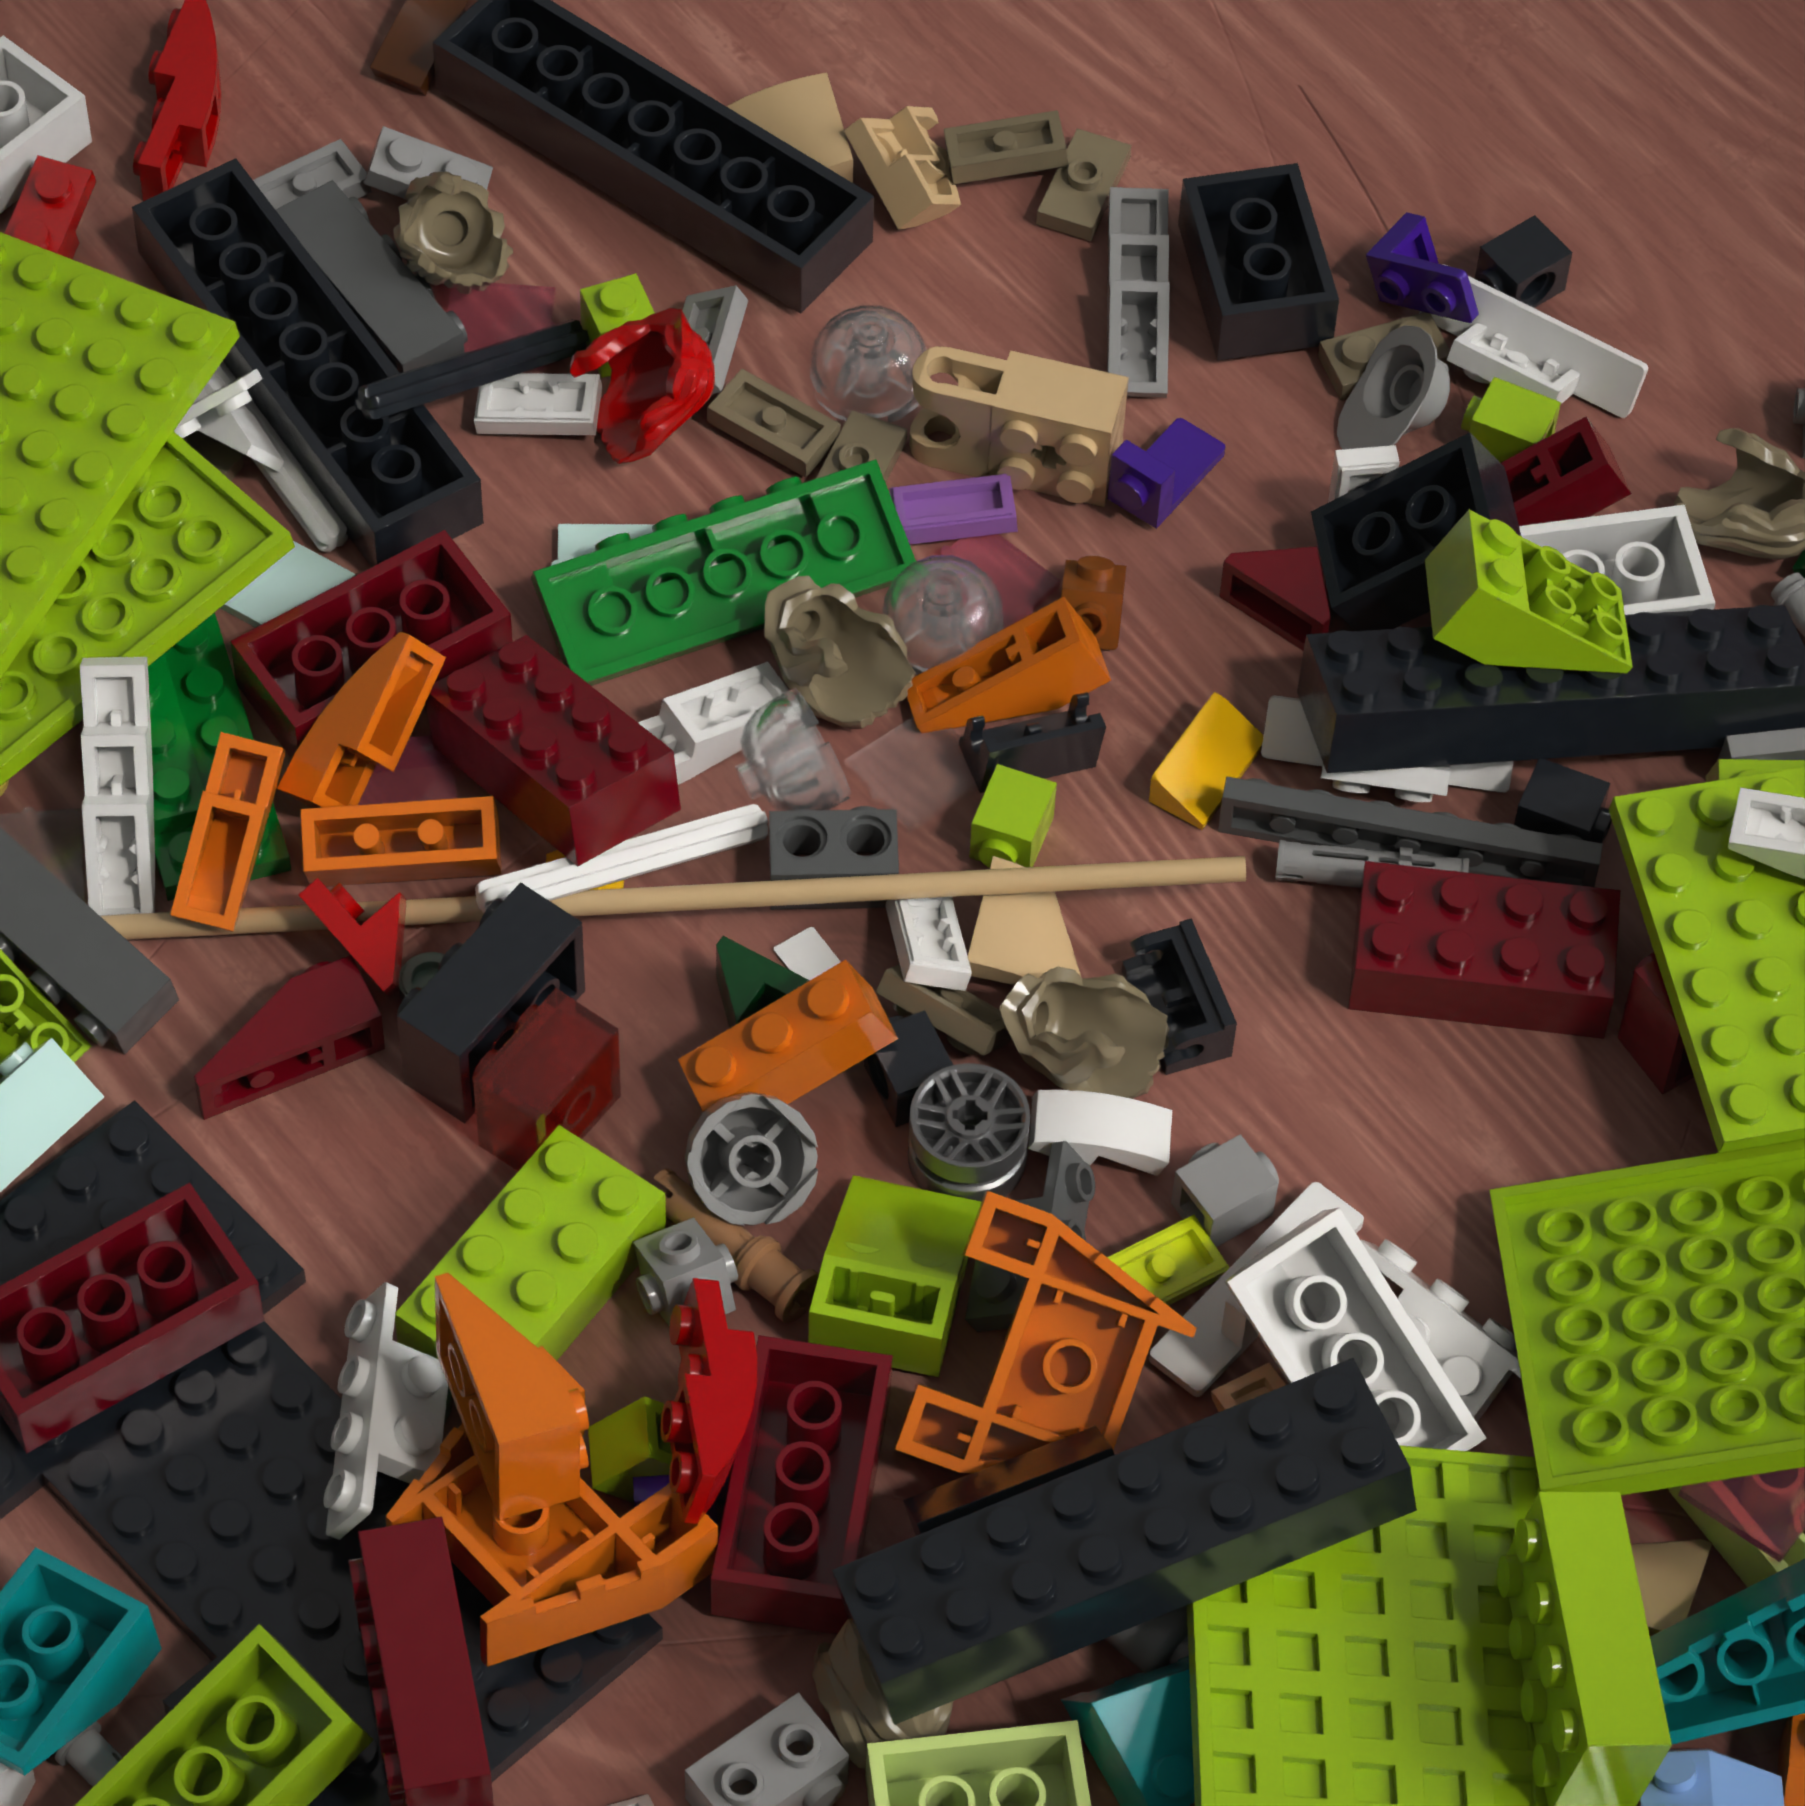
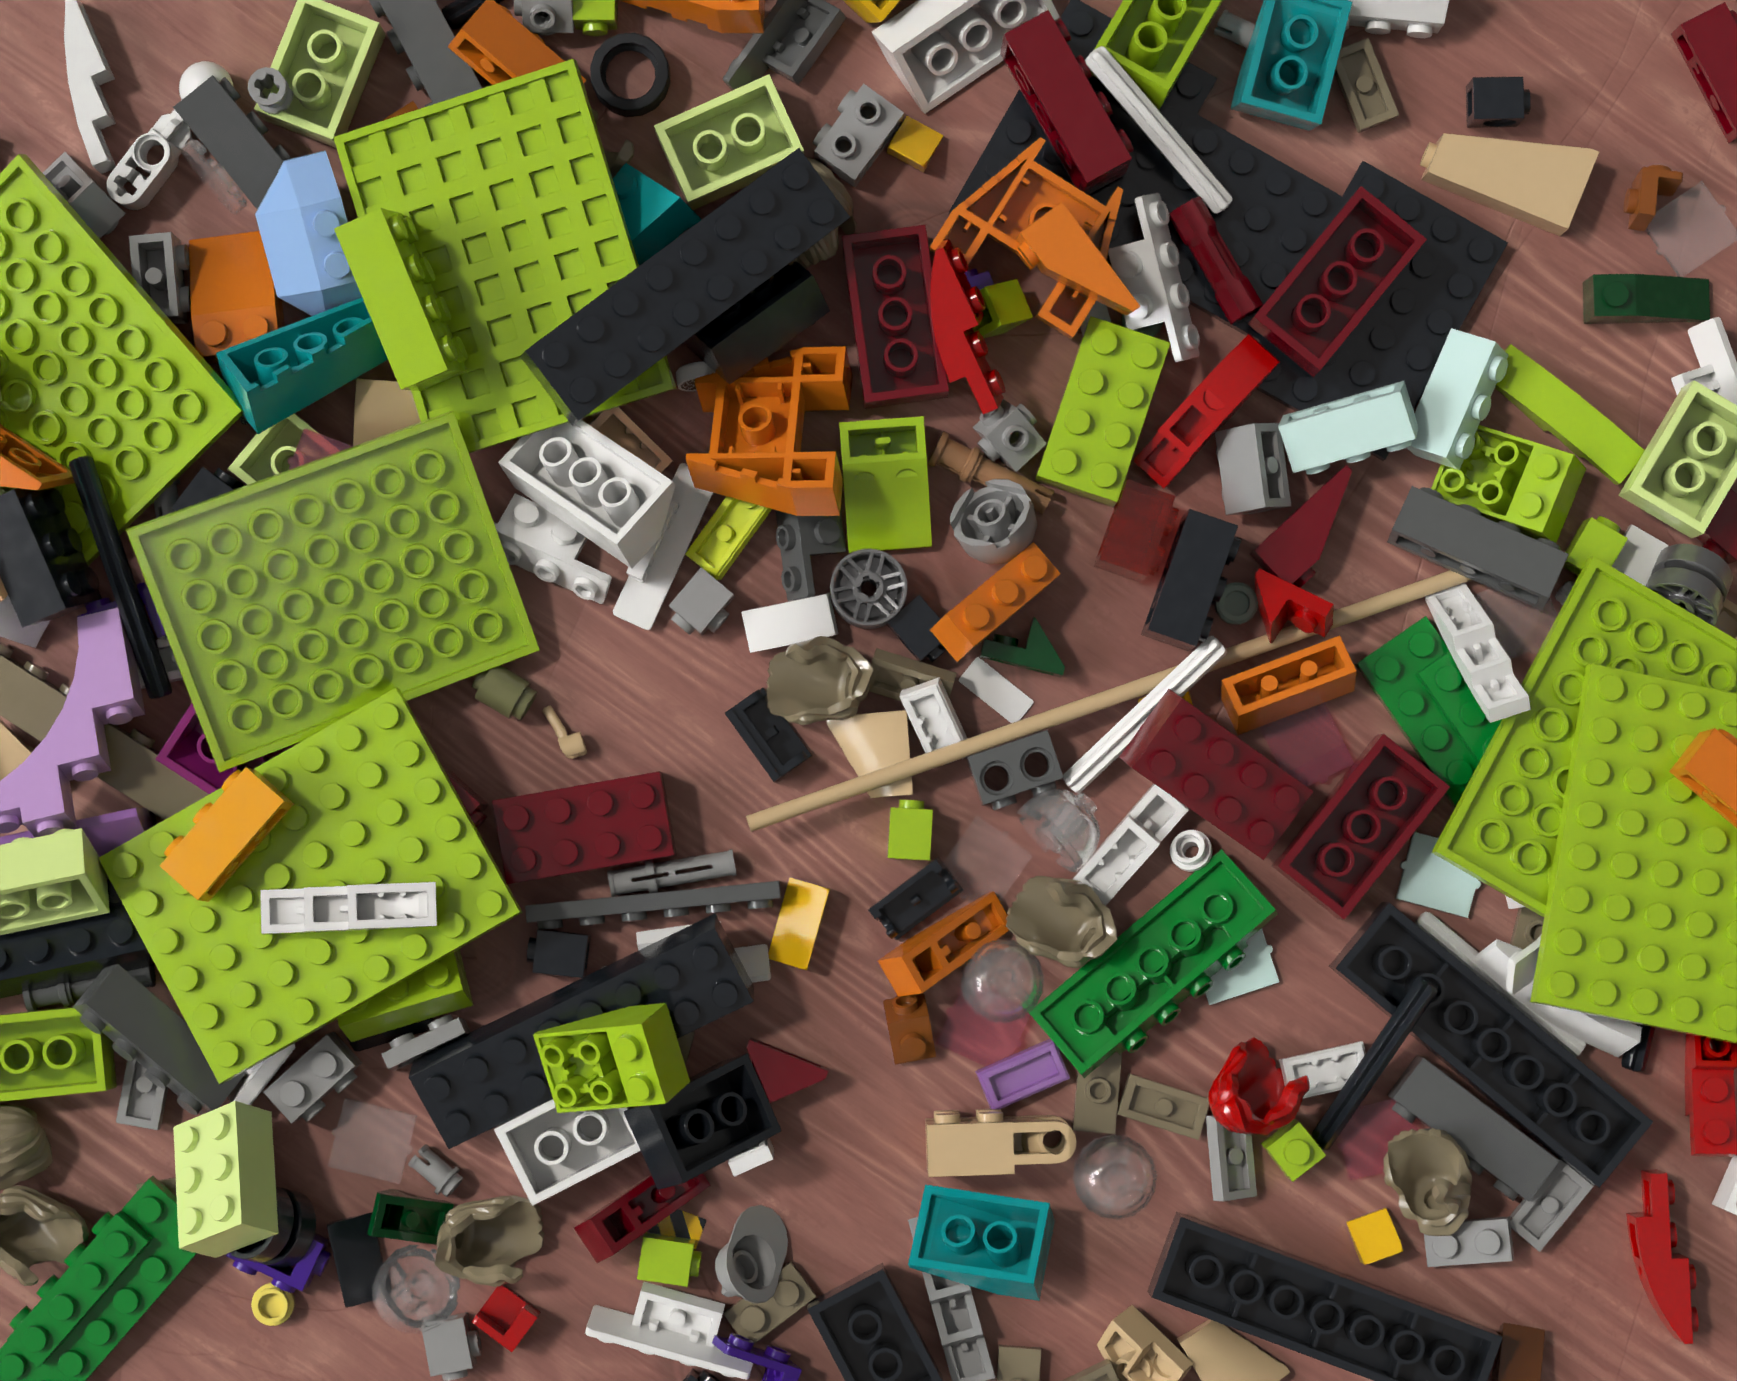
camera: 160 degrees right, 30 degrees up
(174, 1130) = (1349, 428): none -> light aqua brick
(228, 831) = (1398, 652): orange slope -> none
(278, 1415) = (1201, 235): none -> dark red axle
(295, 1599) = (1158, 129): none -> white axle
(338, 1128) = (1252, 469): none -> light grey brick
(363, 725) = (1341, 747): orange slope -> none
(368, 1218) = (1206, 410): none -> red slope
(548, 214) = (1374, 1236): none -> yellow slope
(629, 683) = (1183, 842): none -> white plate
(675, 1742) = (914, 144): none -> yellow slope
(1076, 314) = (983, 1240): none -> teal slope
(1159, 479) = (890, 1150): dark purple bracket -> none
(1475, 1068) = (571, 745): none -> tan hand
(1552, 1148) = (504, 692): none -> olive brick
(1755, 408) = (506, 1317): none -> red panel

